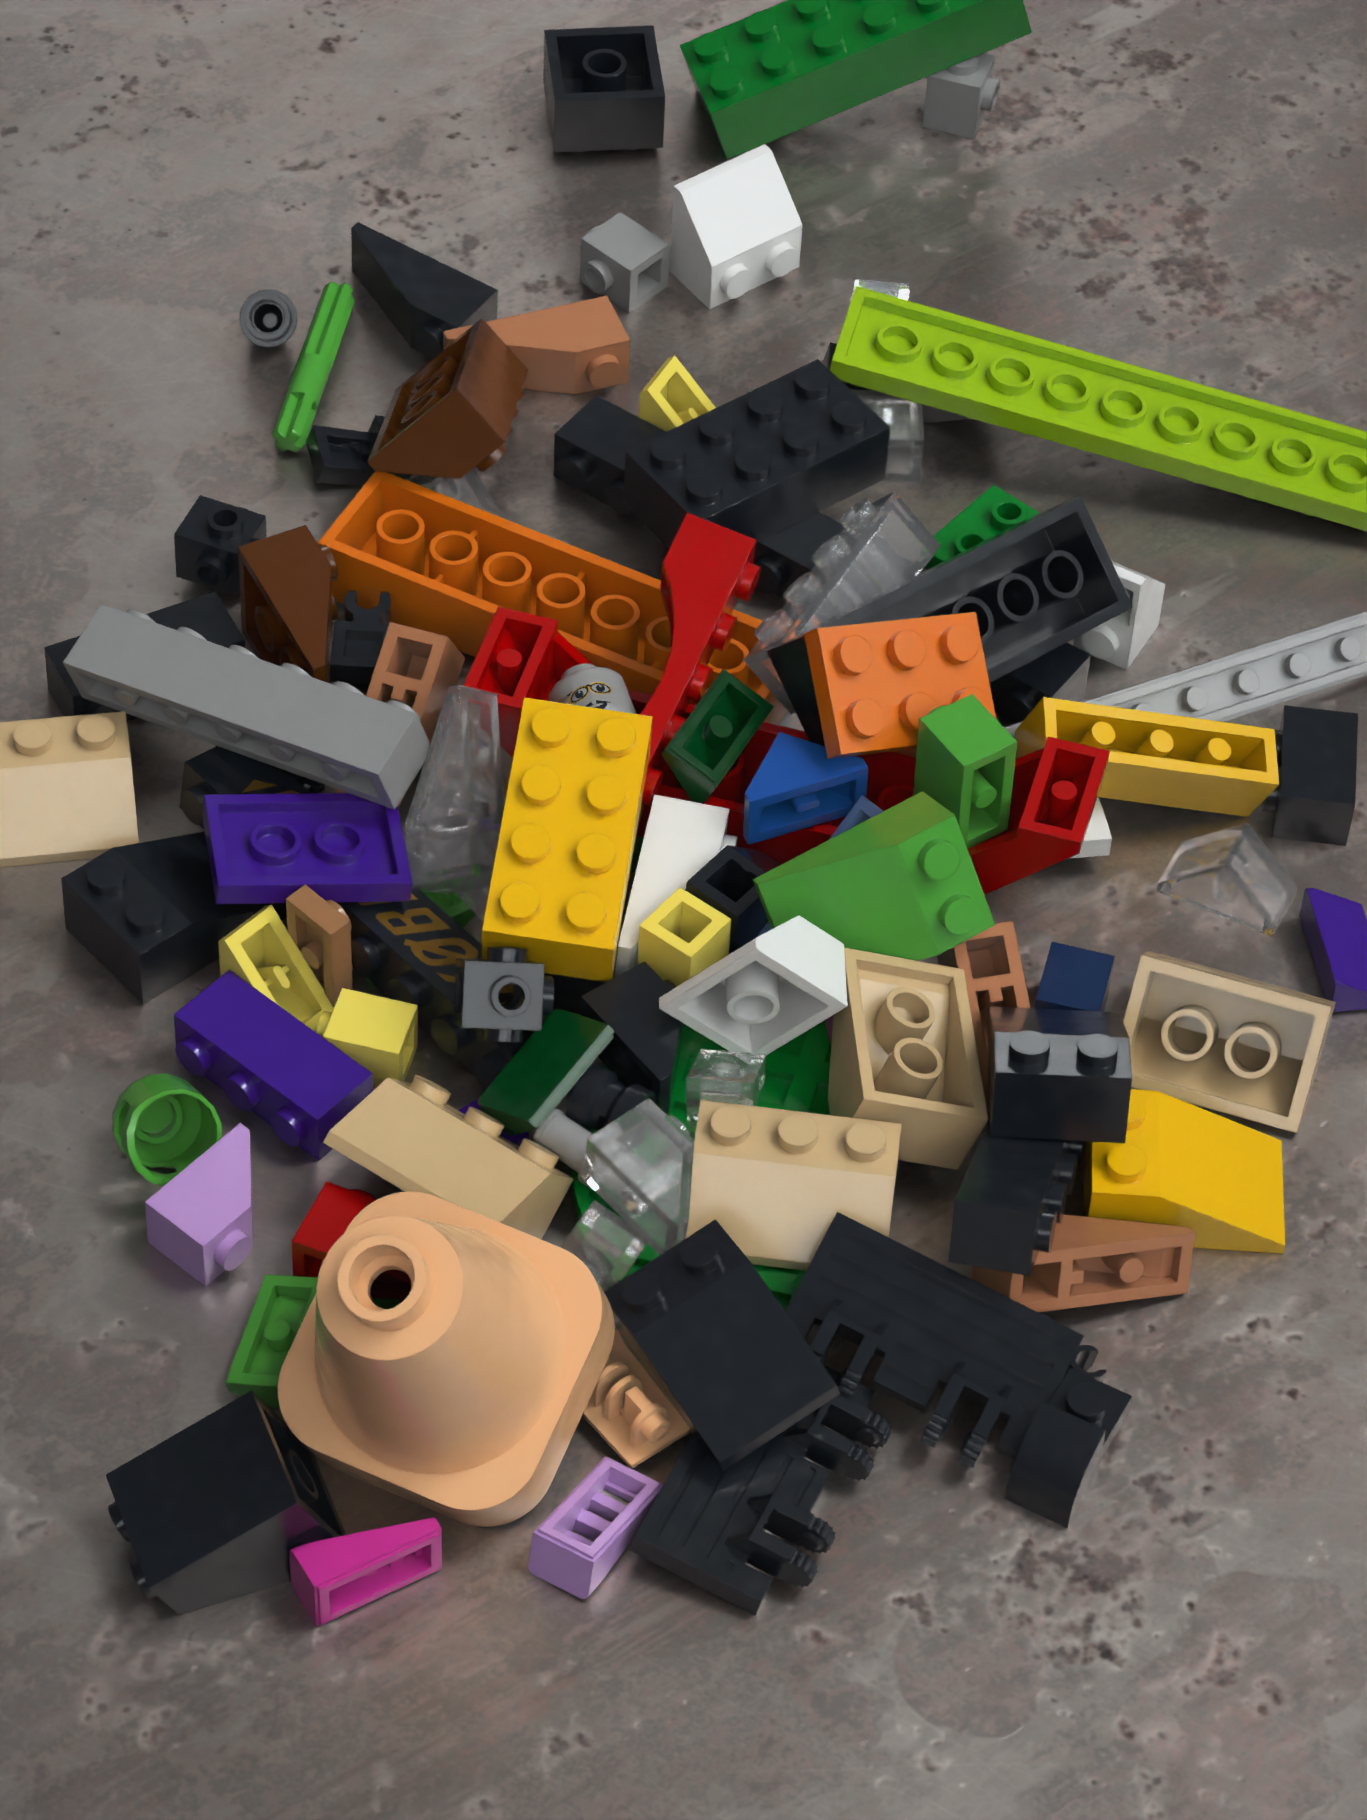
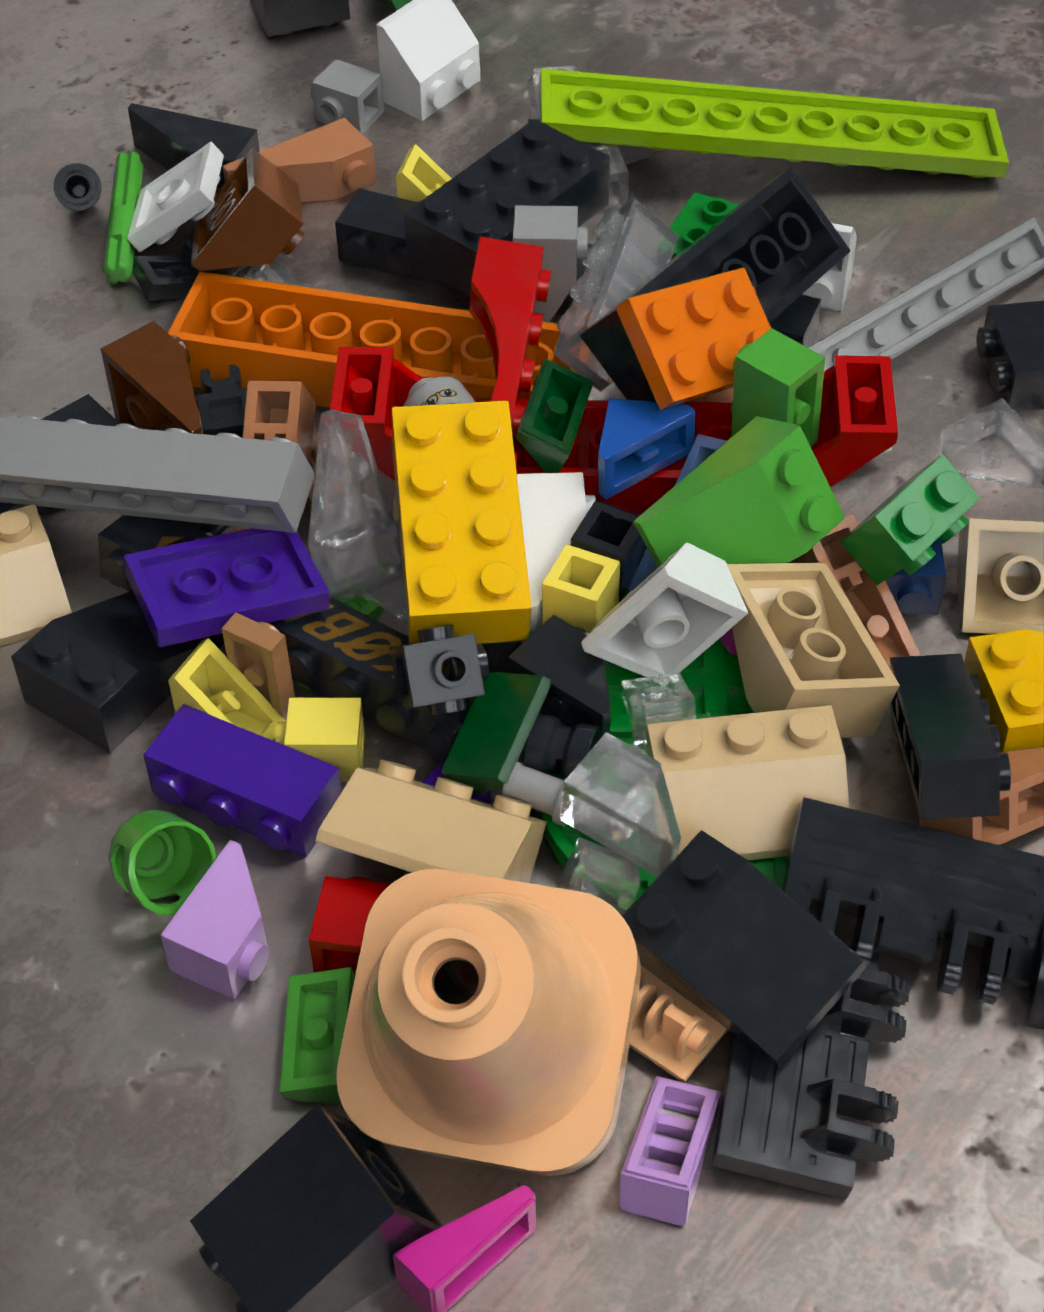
camera: 10 degrees left, 0 degrees up
(210, 541) = (75, 359): black brick -> none
(379, 360) = (176, 197): none -> white plate
(784, 532) = (563, 245): none -> light grey slope
(1058, 1074) = (949, 631): black slope -> none
(1069, 942) = (910, 520): none -> green brick
(1163, 755) = (926, 359): yellow brick -> none

